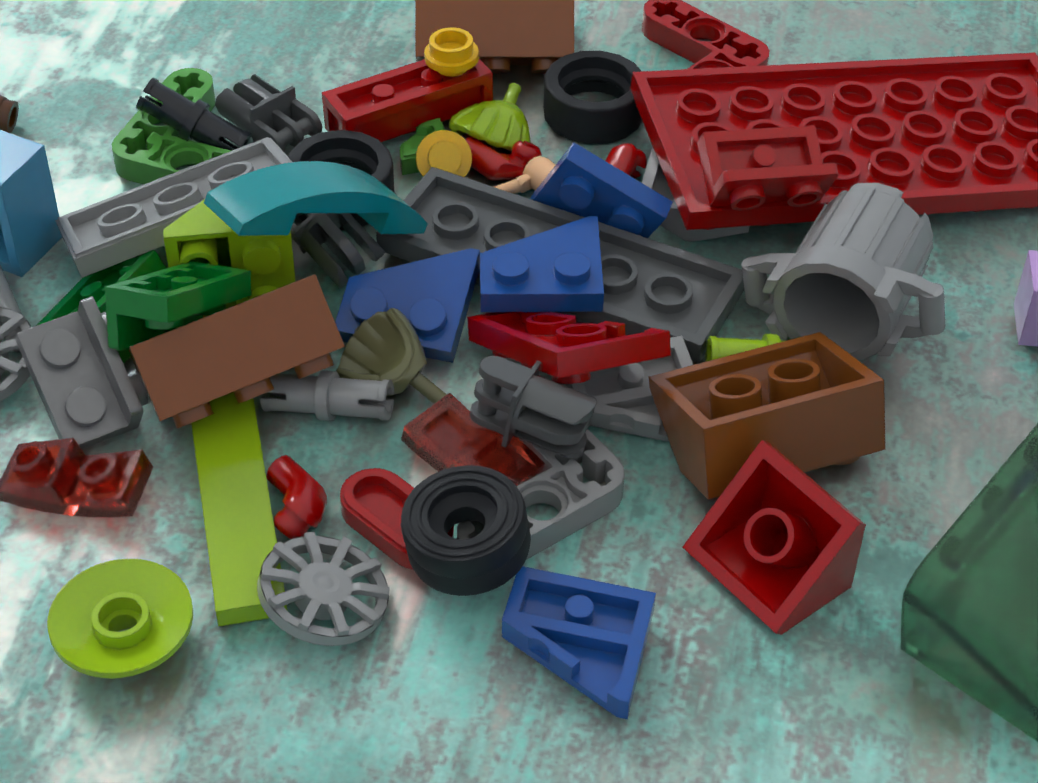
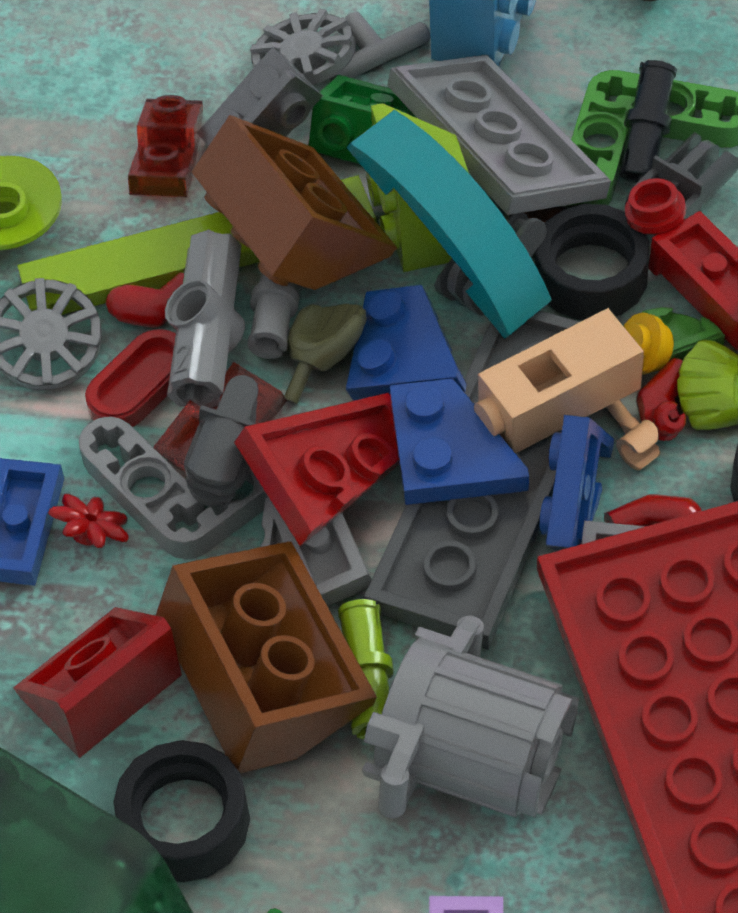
camera: 90 degrees right, 10 degrees up
(169, 300) = (299, 132): green bracket -> none
(312, 113) = (655, 206): none -> red plate
(314, 429) = (204, 319): none -> light grey piece
(472, 563) = (86, 439): black tyre -> none
(499, 181) = (559, 377): none -> light nougat brick
(586, 555) = (88, 522): none -> red plant
(764, 167) = (596, 613): red bracket -> none
(923, 452) = (180, 762): none -> black tyre

